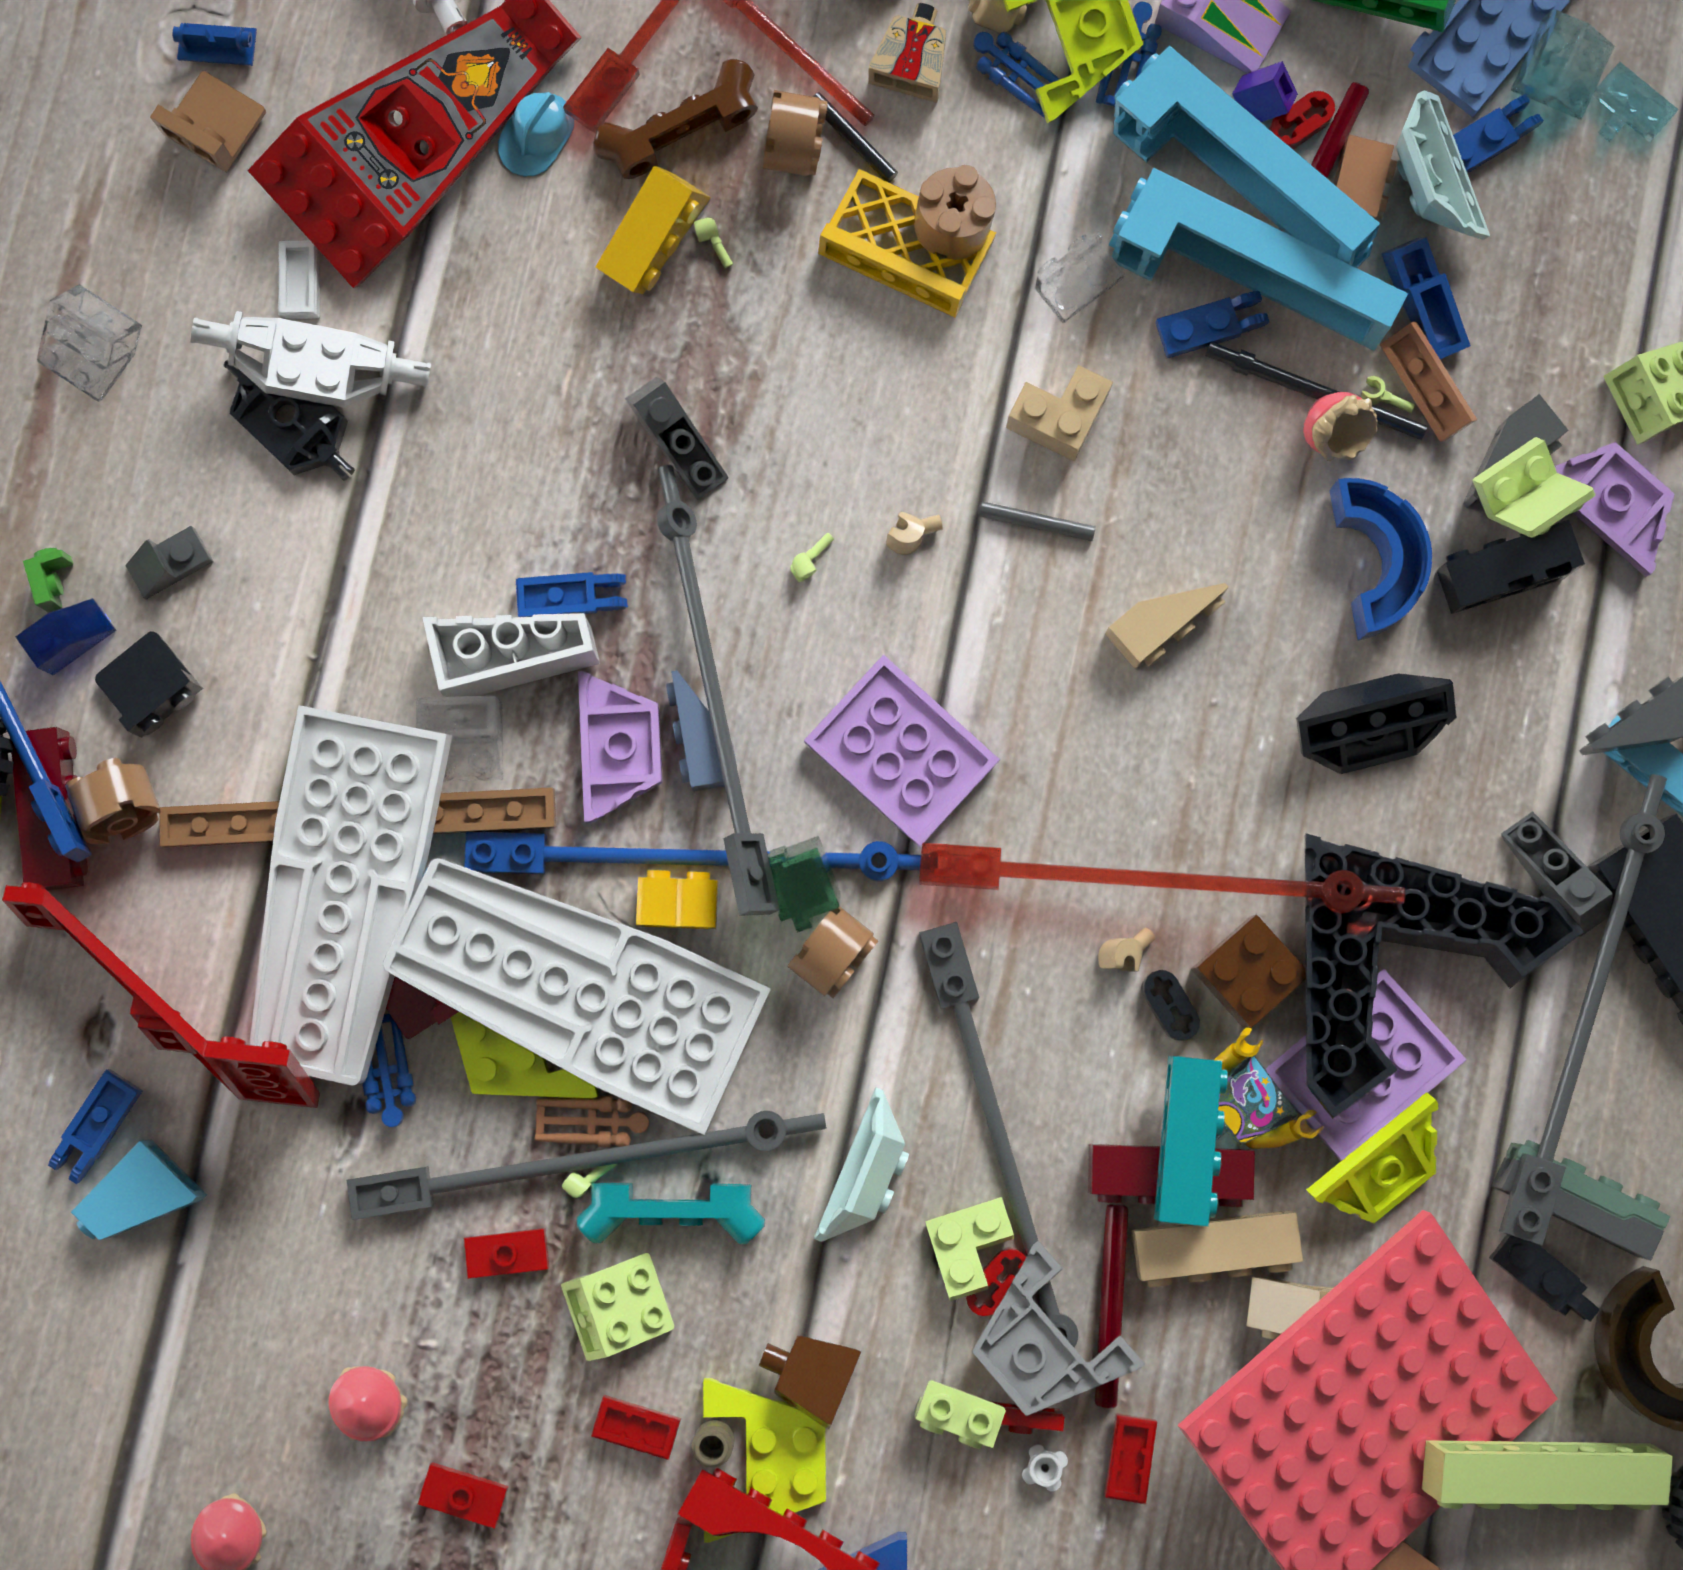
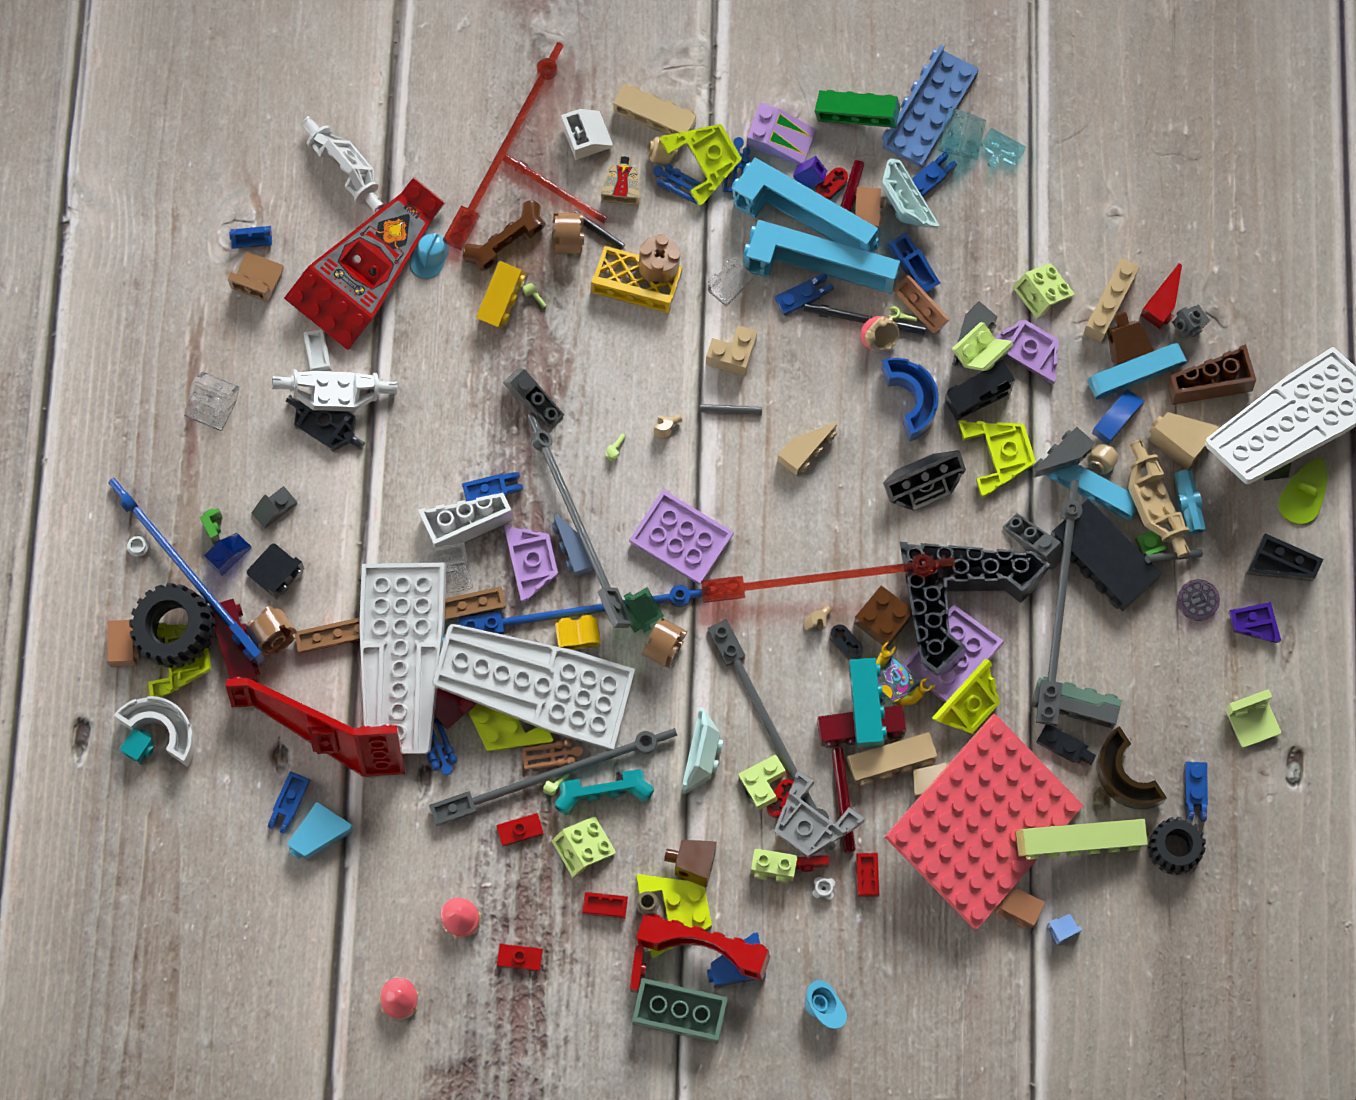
camera: 15 degrees left, 10 degrees down
(1539, 687) = (1008, 450): none -> neon yellow wing

